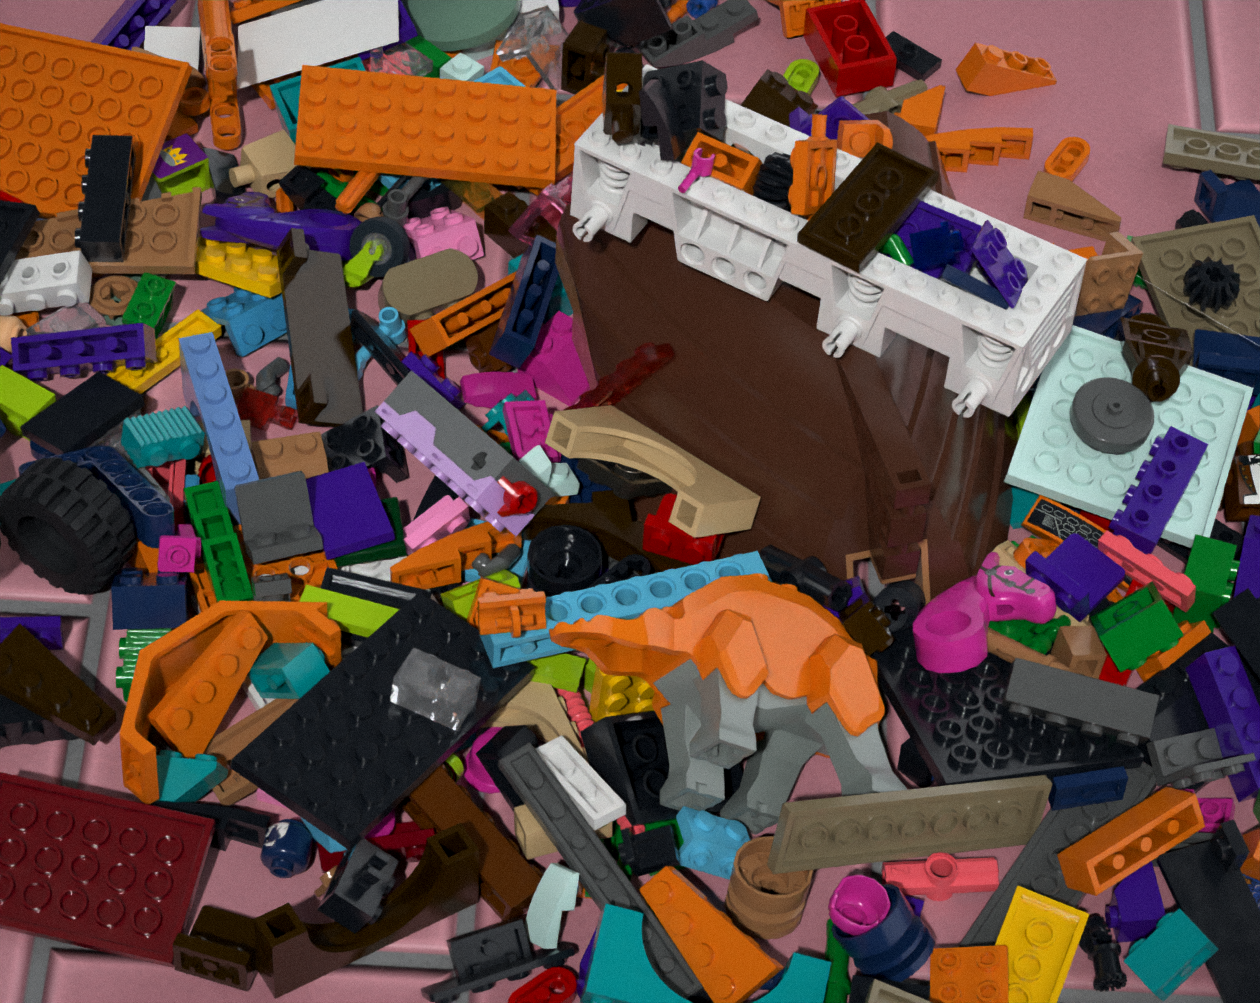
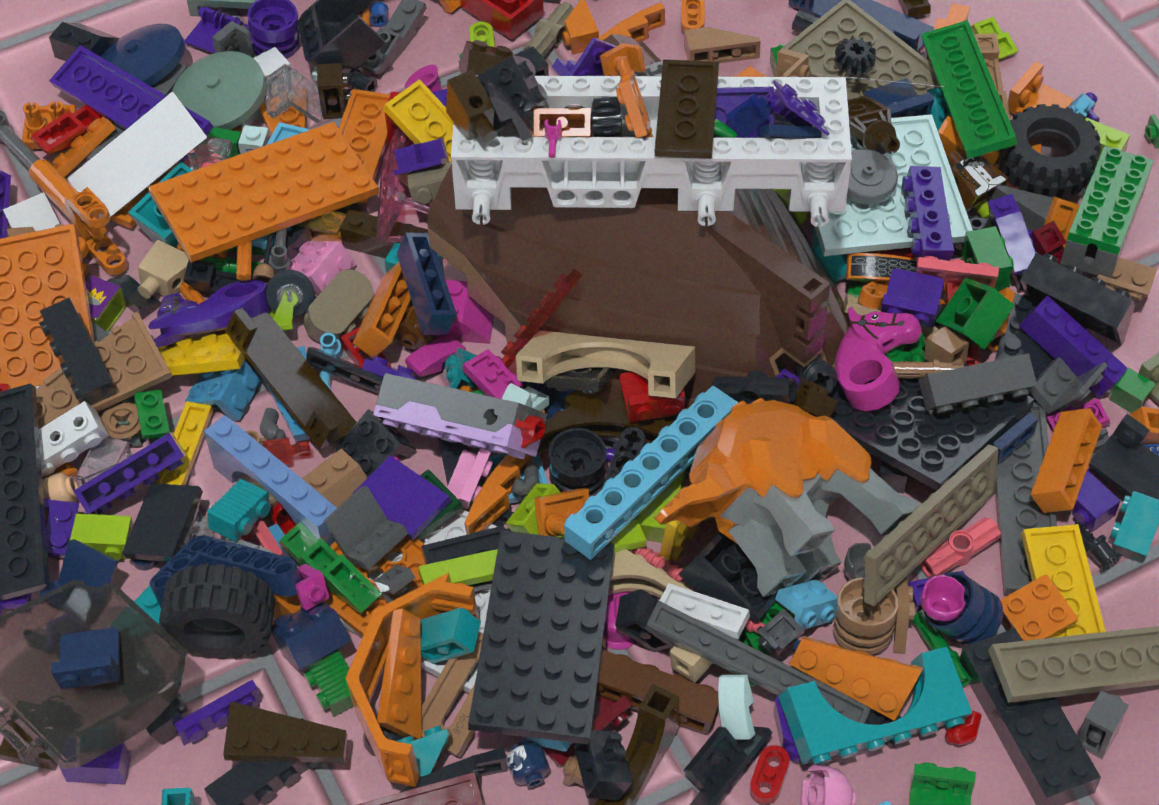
camera: 25 degrees left, 5 degrees up
(435, 689) = (571, 596): clear brick -> none
(511, 612) = (591, 515): orange hips -> none
(813, 909) = (905, 612): none -> medium nougat wing

